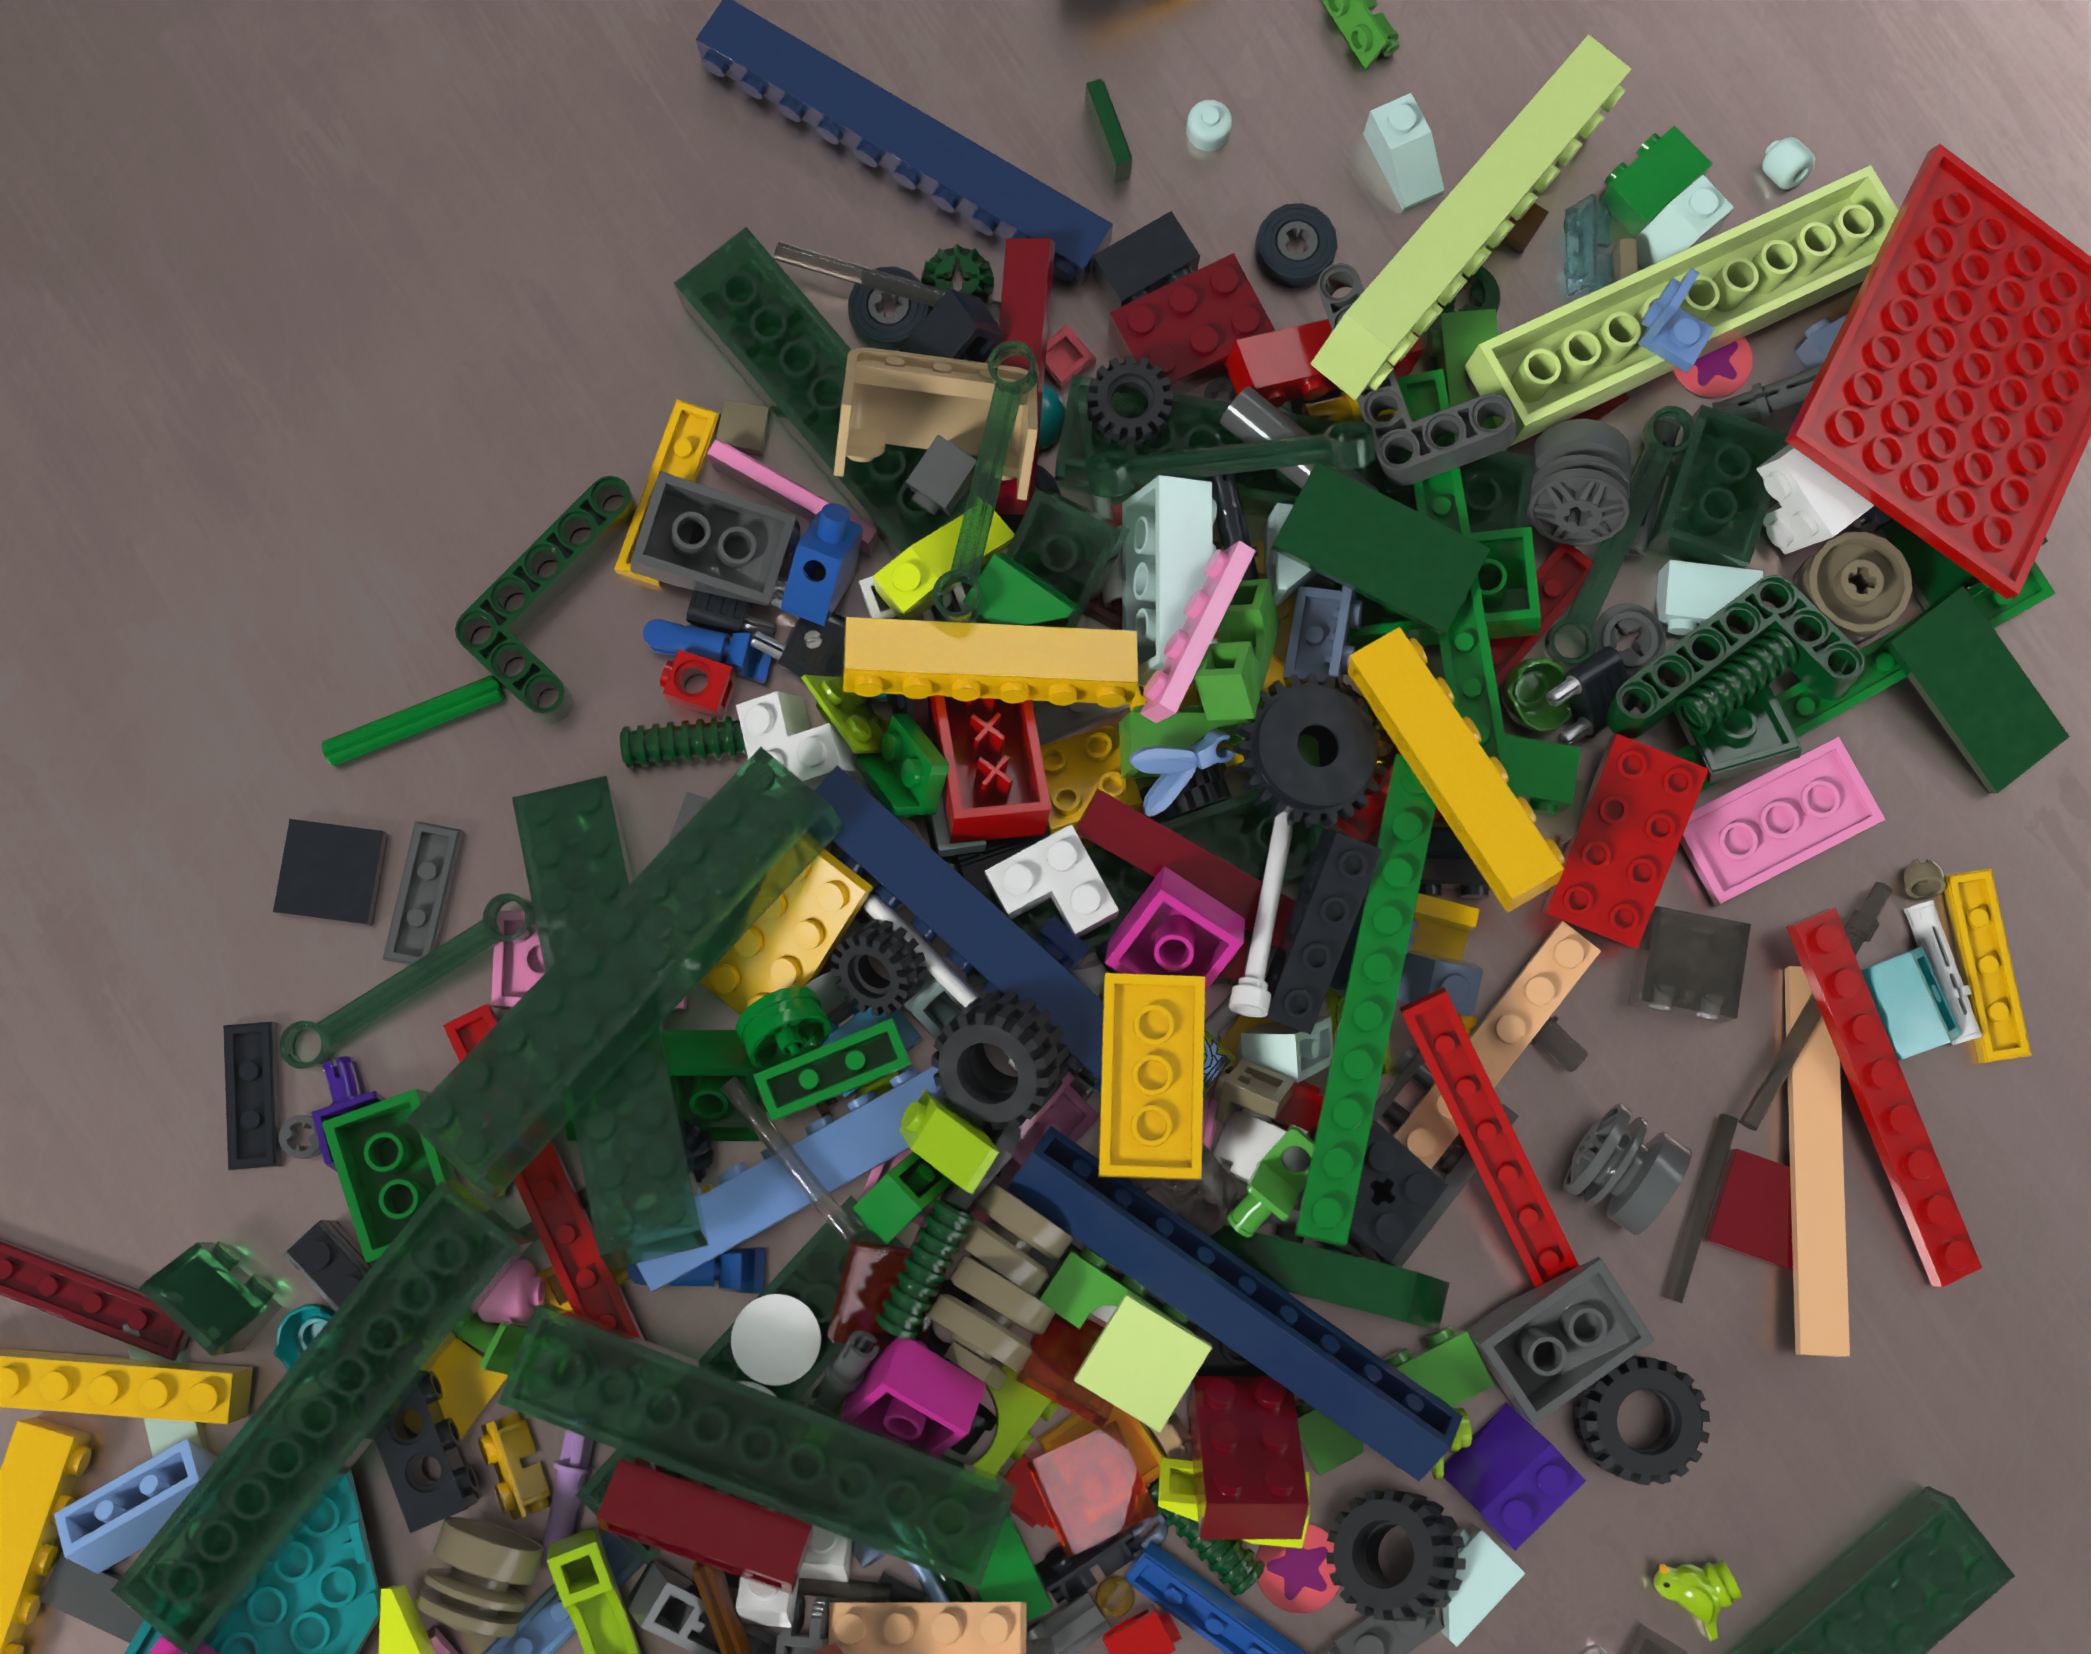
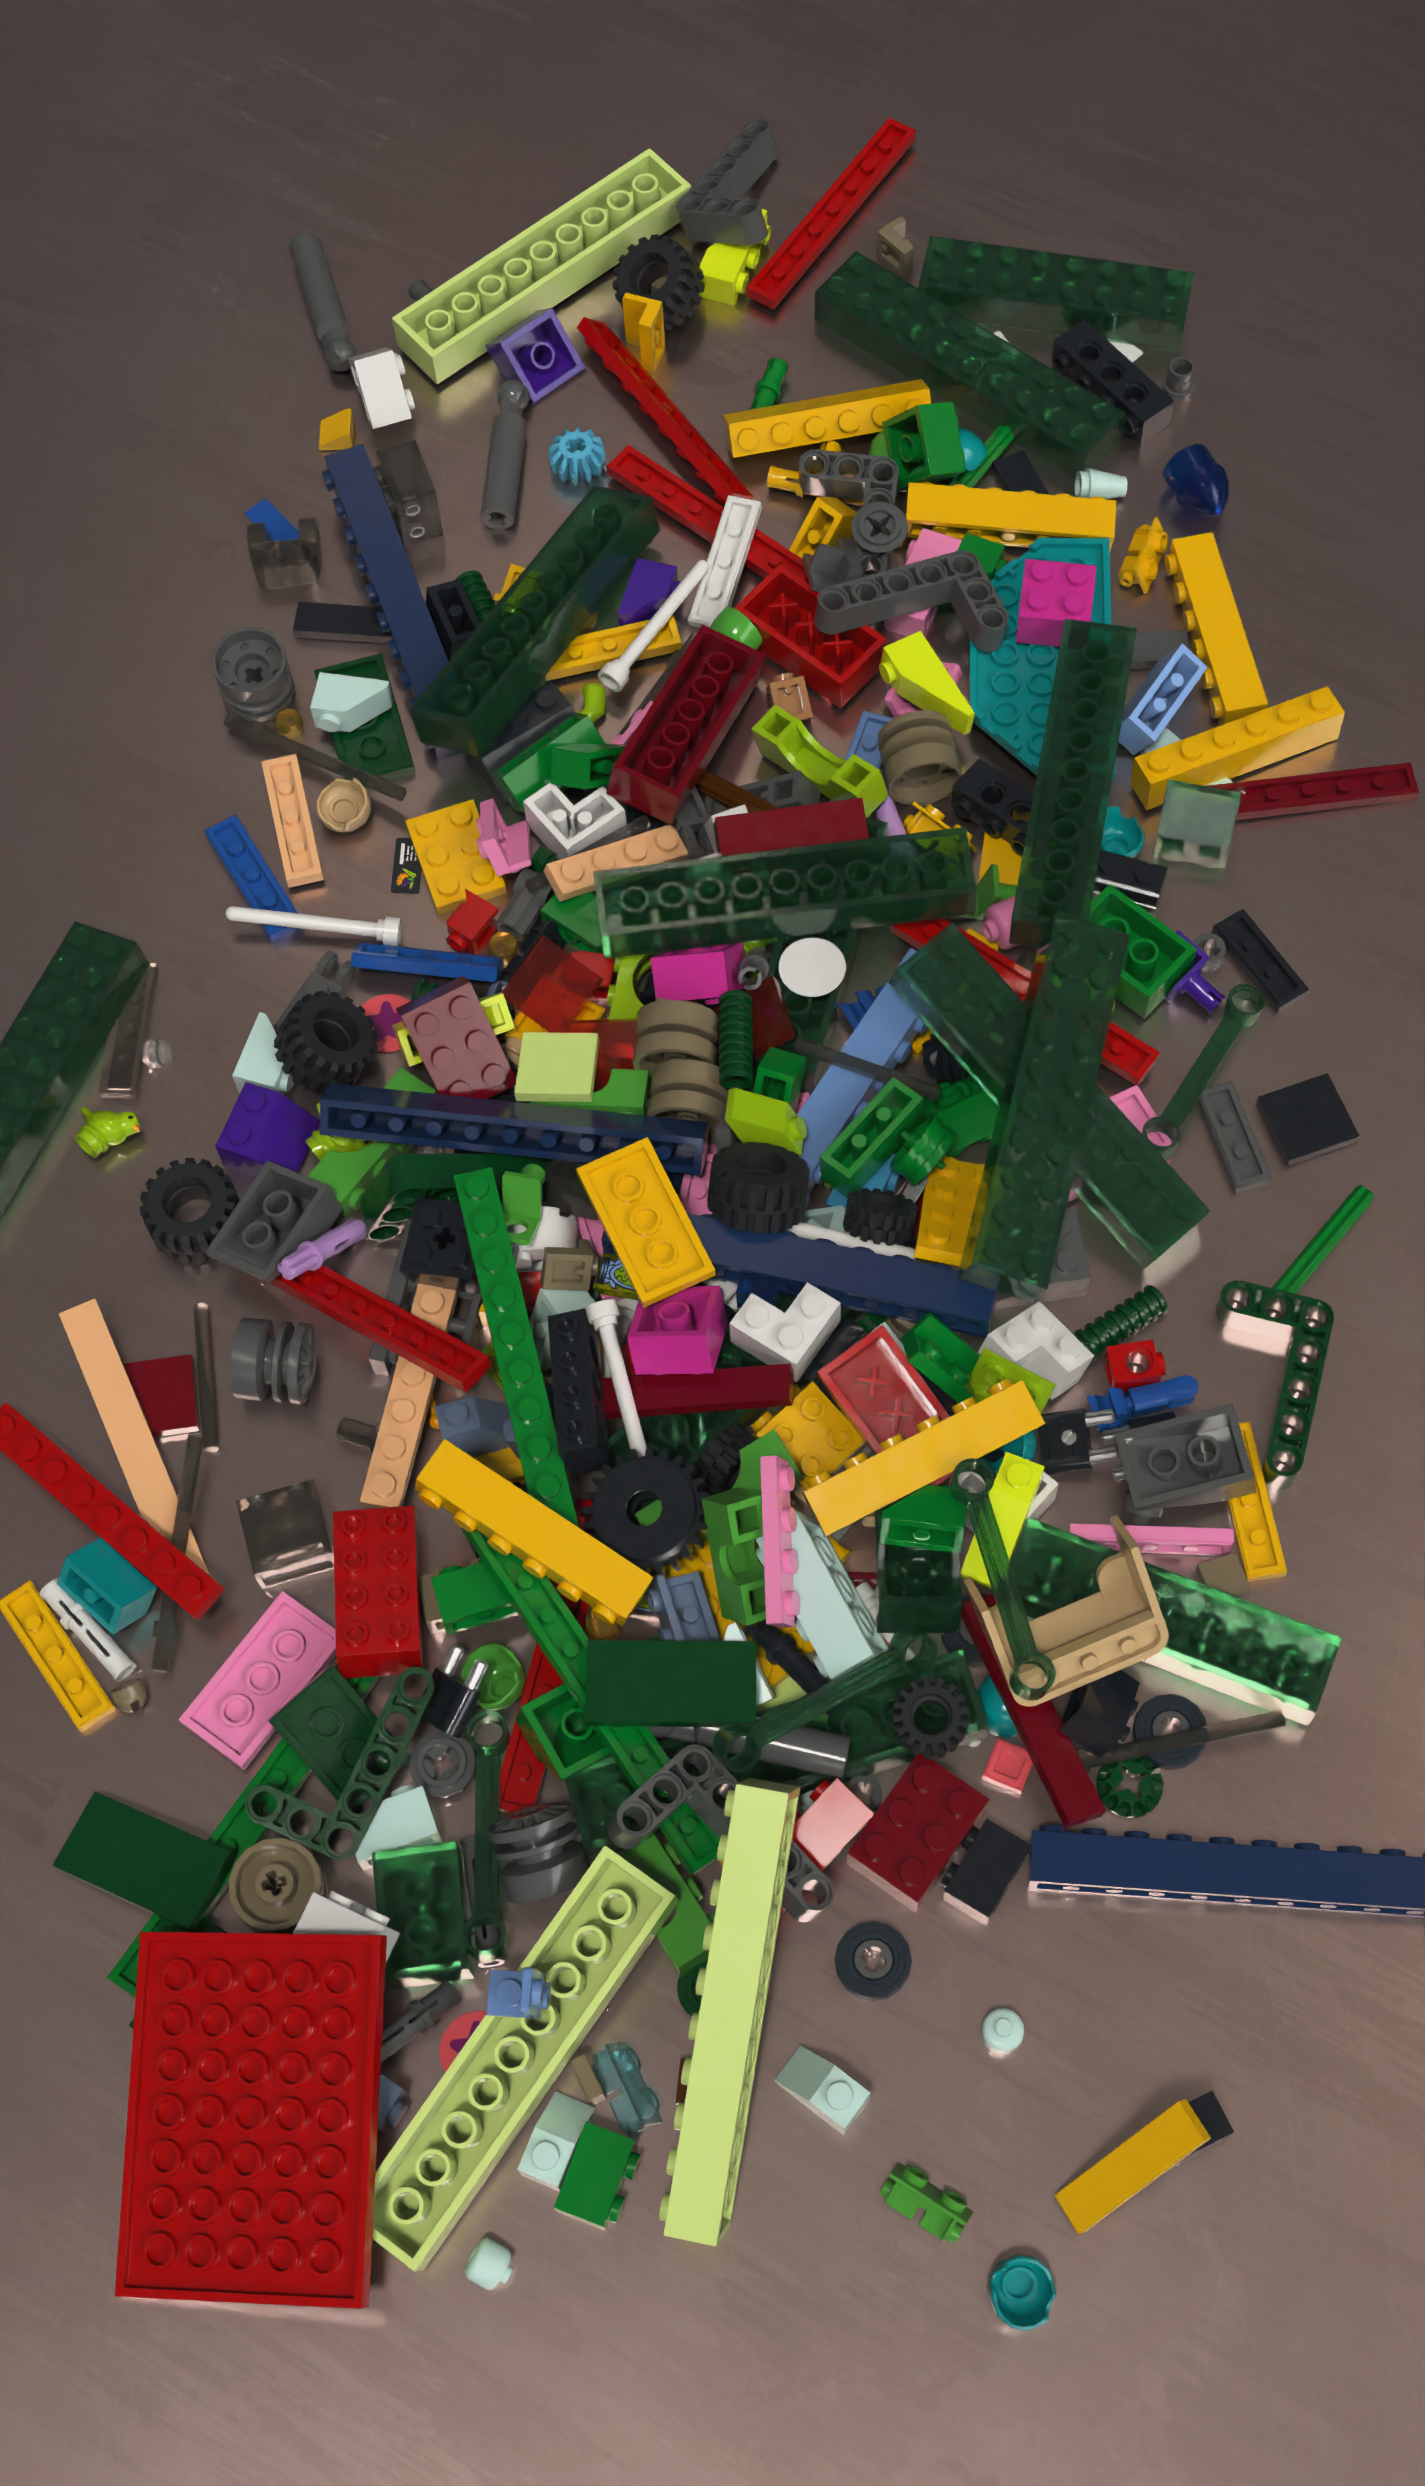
camera: 160 degrees right, 15 degrees down
(831, 546) = (1091, 1489): blue torso -> none
(941, 477) = (1040, 1580): dark grey brick -> none
(1108, 130) = (1081, 1974): dark green tile -> none
(1176, 767) = (741, 1445): medium blue piece -> none
(1531, 1273) = (312, 1254): none -> lavender axle
(1737, 682) = (341, 1752): dark green piece -> none

